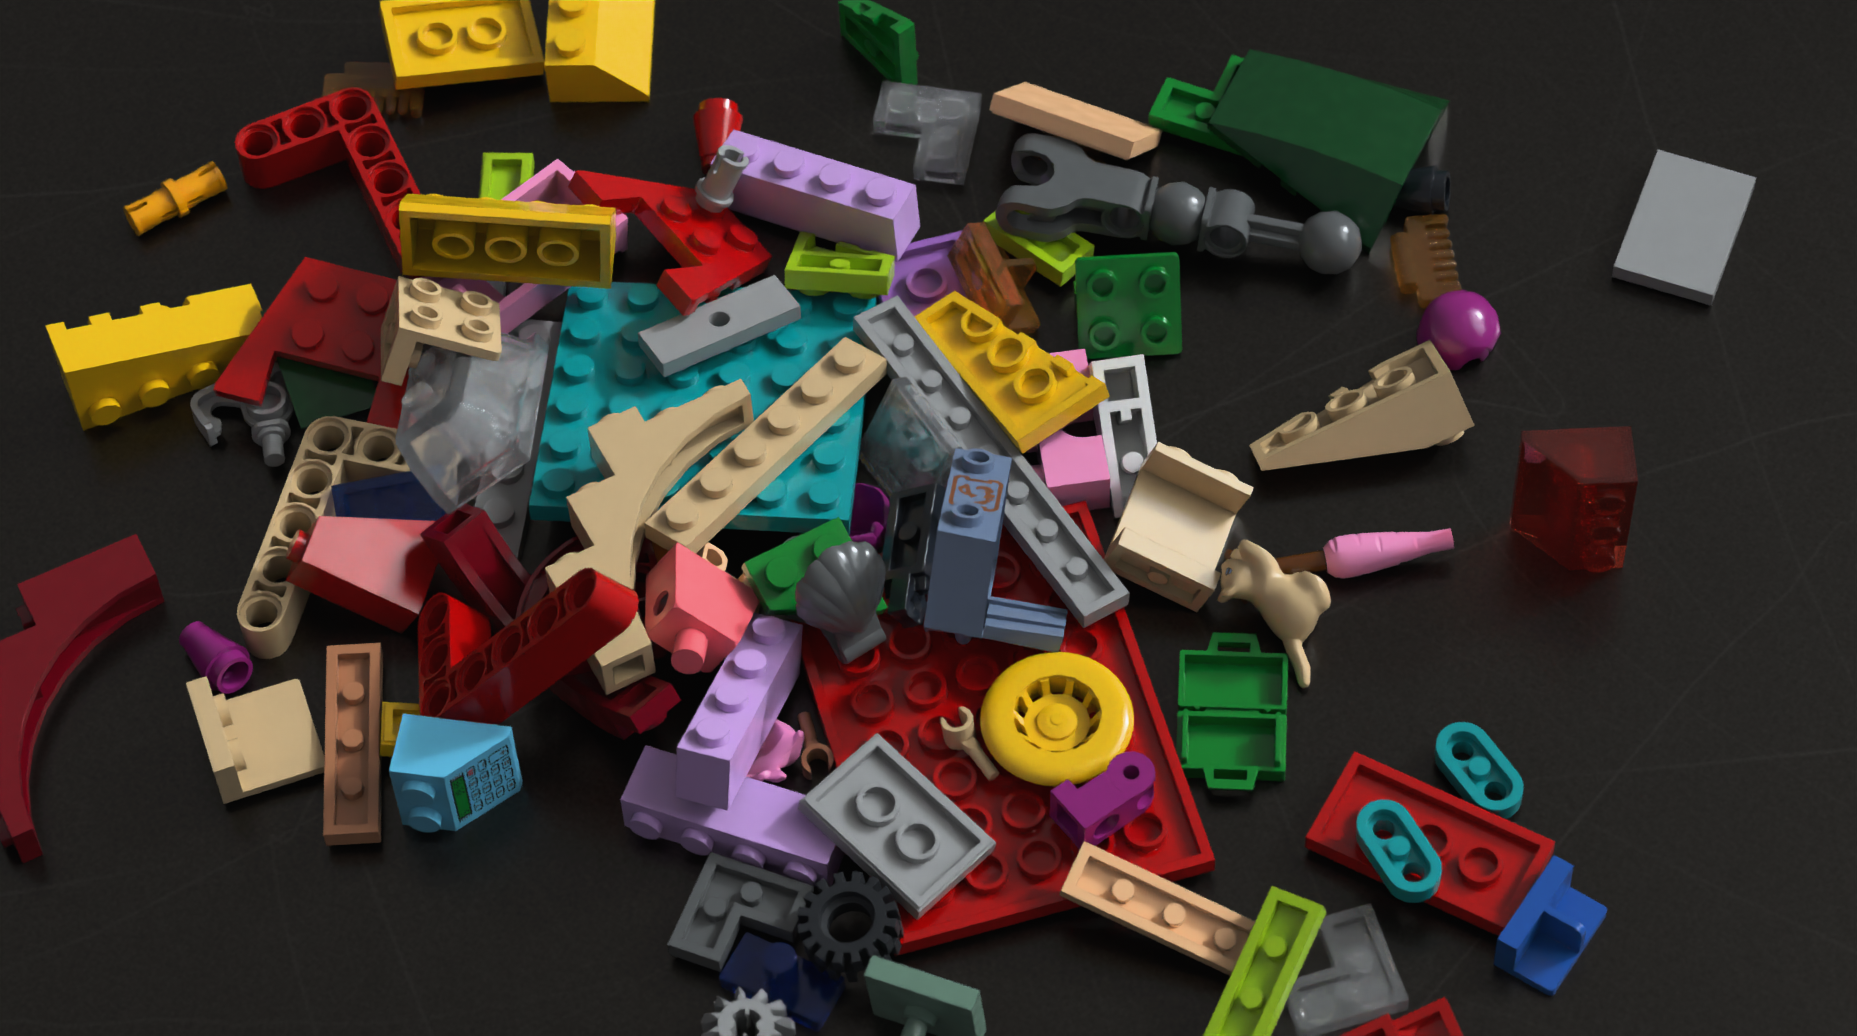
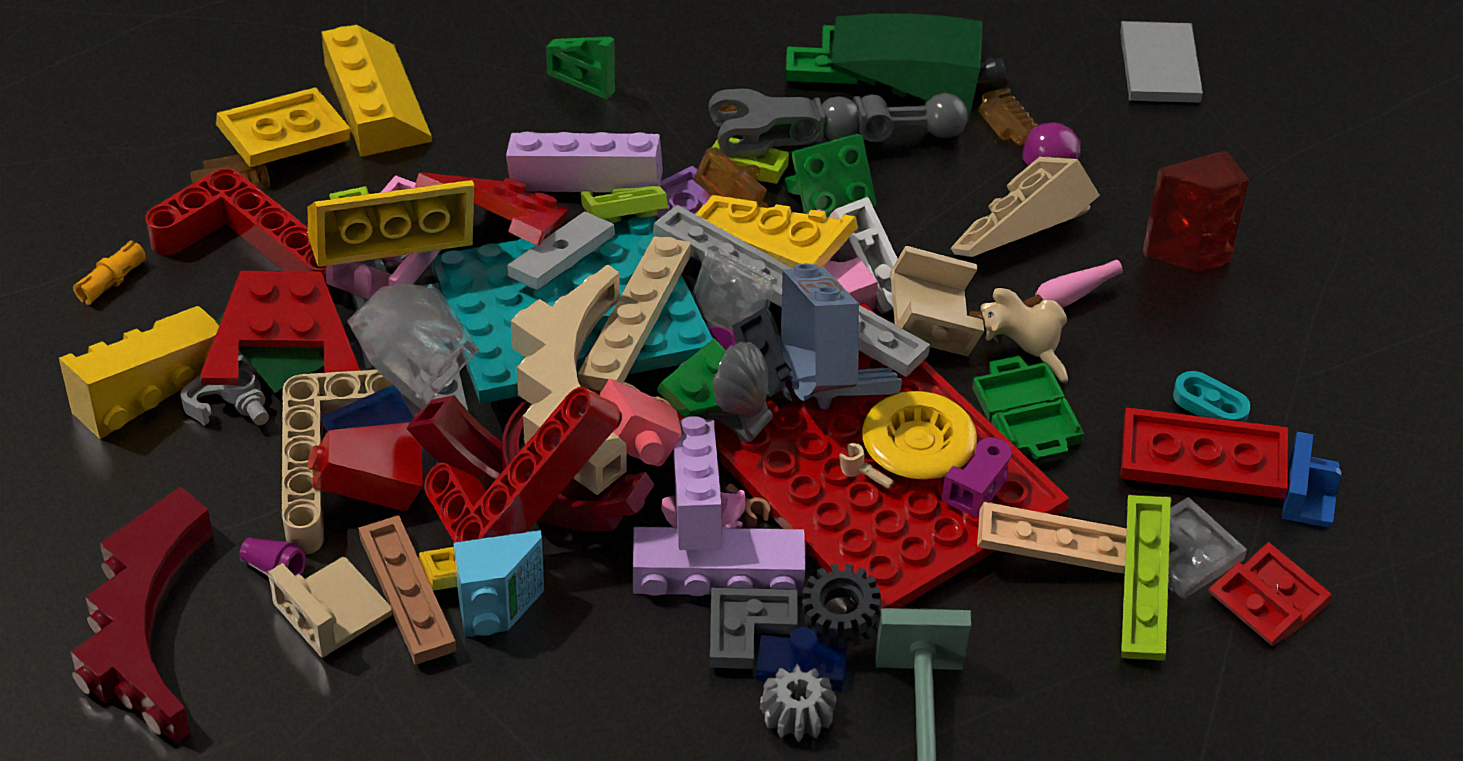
camera: 25 degrees left, 10 degrees down
(439, 317) = (344, 281): tan bracket -> none
(713, 126) = (492, 143): red cone -> none
(717, 188) = (519, 162): light grey pin -> none
(897, 825) = (842, 529): light grey tile -> none
(942, 121) = (644, 105): clear plate -> none
(1075, 120) = (730, 81): light nougat tile -> none
(1401, 854) = (1194, 456): teal plate -> none

